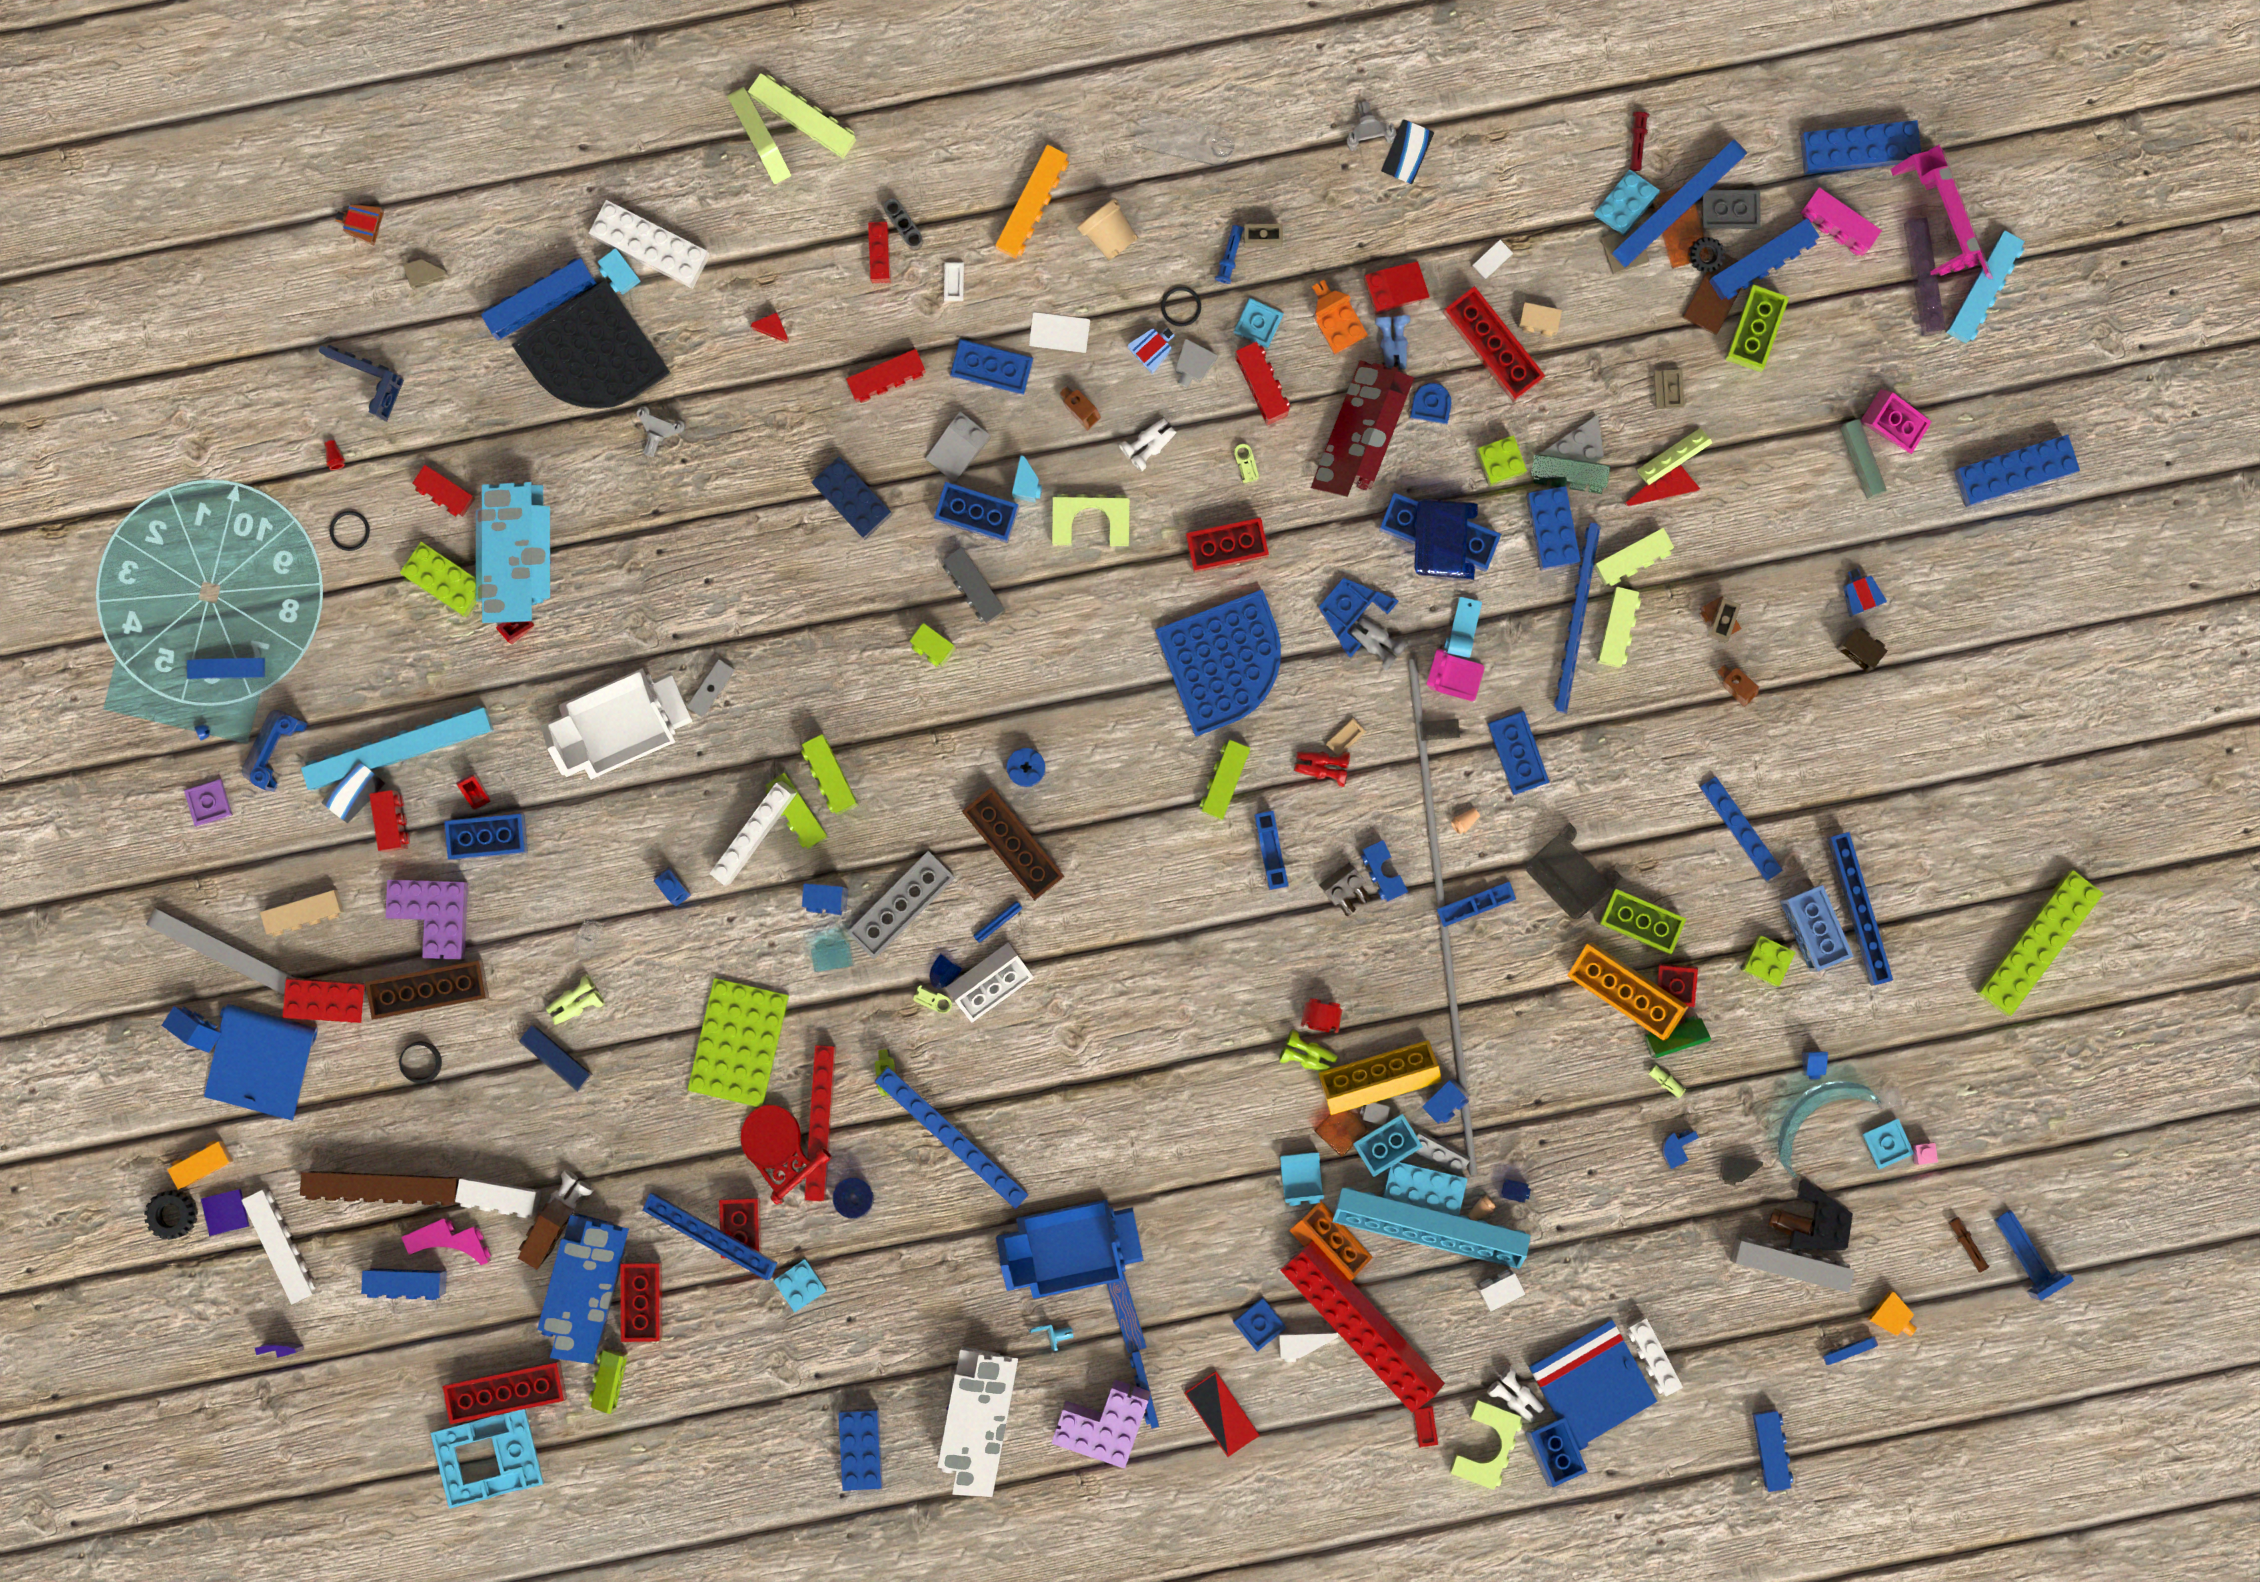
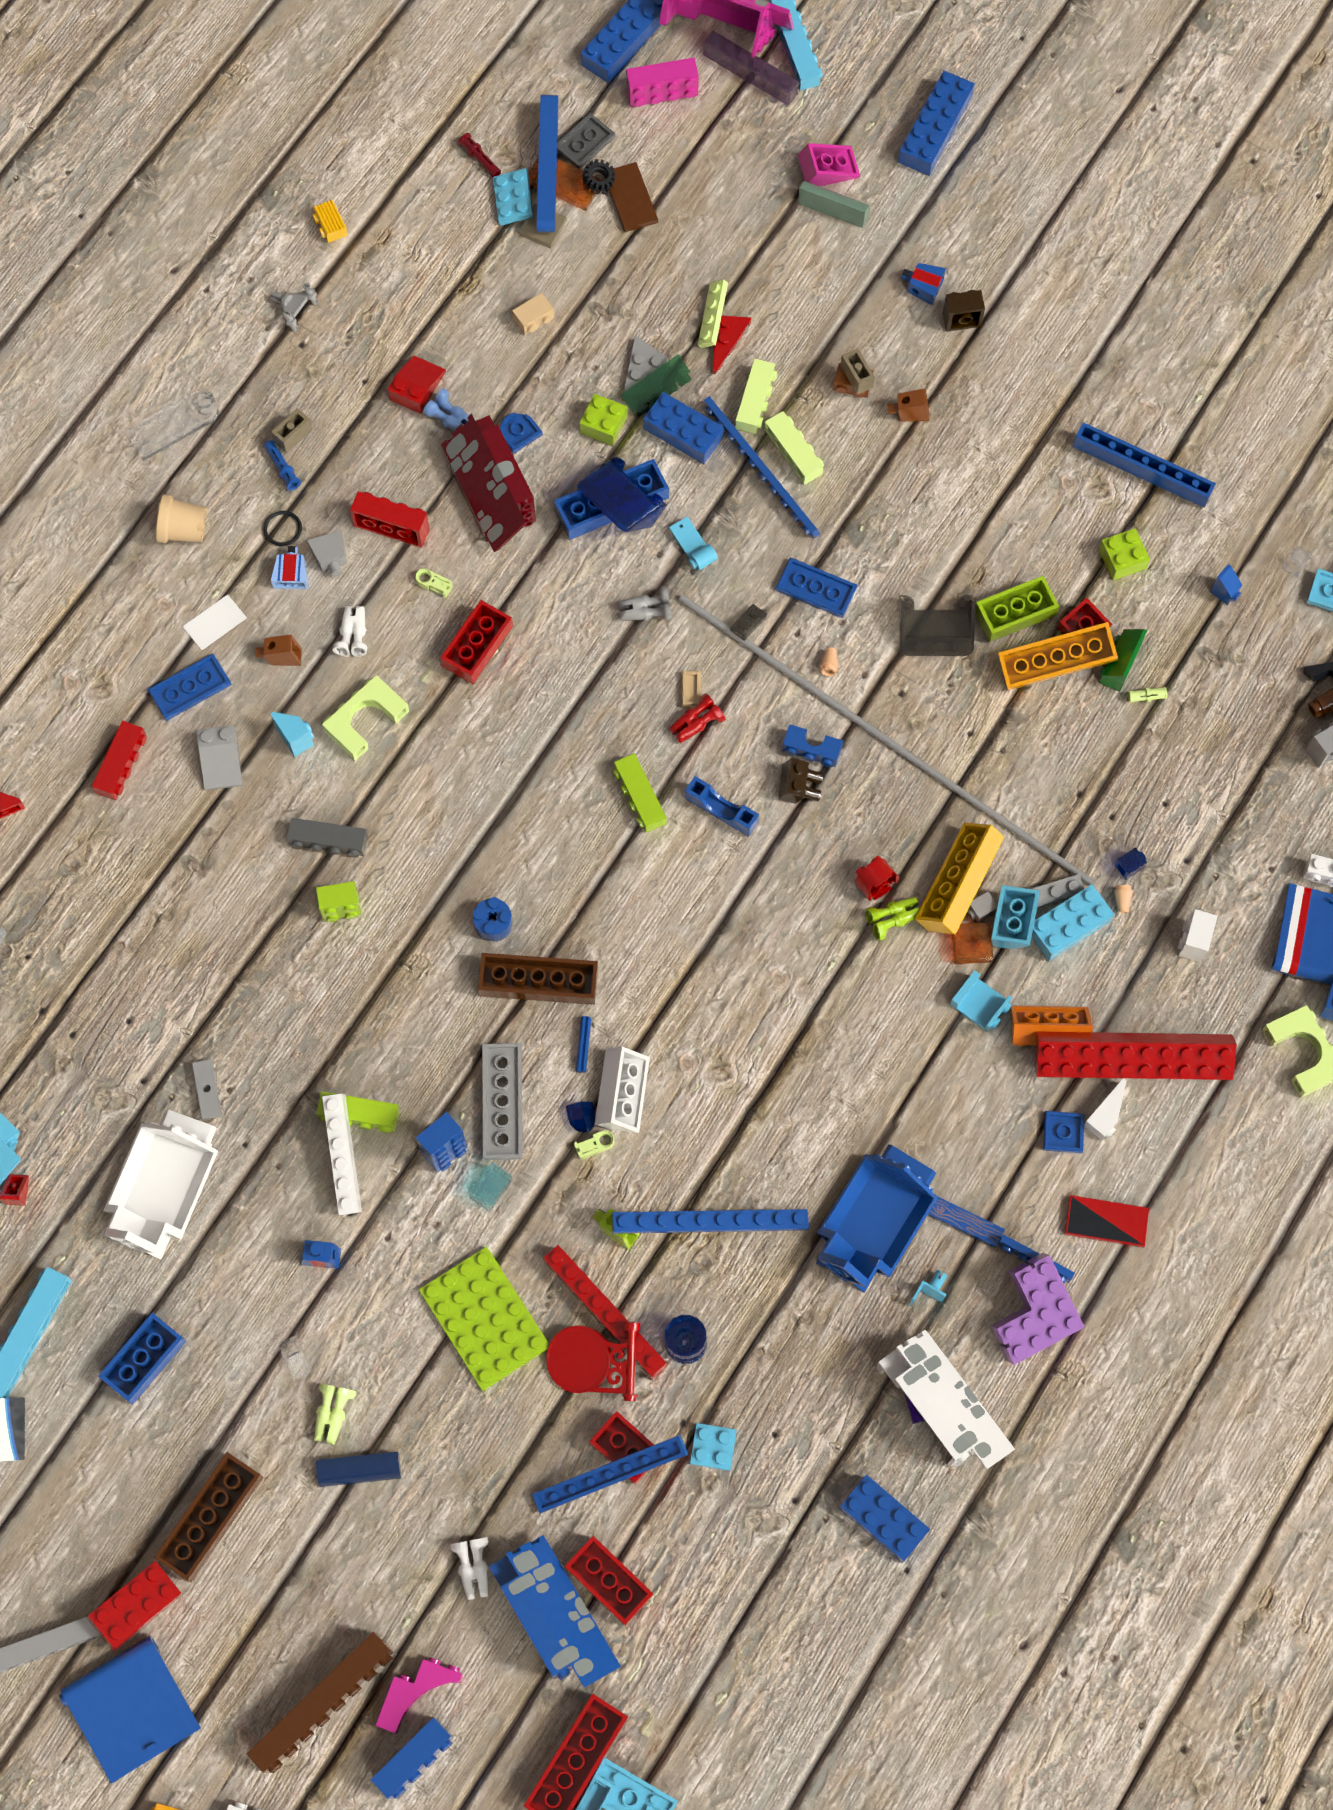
camera: 50 degrees left, 15 degrees down
(191, 1028) = (49, 1734): blue brick -> none
(302, 912) = (52, 1560): tan brick -> none
(389, 821) = (55, 1420): red brick -> none
(437, 1058) = (272, 1593): black tyre -> none
(442, 909) = (154, 1446): medium lavender piece -> none
(473, 791) = (99, 1336): red slope -> none
(498, 1196) = (418, 1615): white brick -> none
(545, 1233) = (483, 1603): reddish brown brick -> none
(608, 1380) = (645, 1668): lime slope -> none
(830, 775) = (356, 1060): lime brick -> none
(851, 498) = (178, 862): dark blue brick -> none
(879, 252) = (31, 685): red brick -> none
(897, 217) = (23, 647): dark grey beam -> none
(954, 281) = (105, 658): white tile -> none
(976, 512) = (278, 786): blue brick -> none
(1031, 202) = (107, 556): light orange brick -> none
(1223, 660) = (554, 719): blue plate -> none
(1258, 323) = (344, 488): medium azure tile -> none
(1337, 318) = (396, 437): orange plate -> none
(1346, 605) = (599, 605): blue wing -> none
(1407, 151) = (335, 298): sticker -> none
(1425, 1426) = (1251, 1083): red tile -> none
(1431, 1227) = (1105, 942): medium azure brick -> none
(1446, 1101) = (1021, 847): blue brick -> none
(1455, 676) = (721, 579): dark pink piece -> none
(1468, 82) = (330, 221): none -> yellow brick
(1476, 904) = (896, 706): blue slope -> none
(1492, 259) = (462, 309): white tile -> none
(1494, 344) = (519, 354): red brick -> none
(1517, 1402) = (1293, 995): white piece -> none
(1669, 389) = (664, 278): dark tan plate -> none
(1672, 1147) = (1200, 731): blue brick -> none
(1737, 1169) = (1256, 703): clear smoke slope -> none
(1741, 829) = (1012, 494): blue plate -> none
(1757, 328) = (679, 190): lime brick -> none
(1764, 259) = (638, 148): blue brick -> none
(1808, 1103) = (1252, 609): clear light blue windscreen -> none
(1816, 928) = (1131, 499): medium blue brick -> none
(2039, 943) = (1277, 377): lime brick -> none

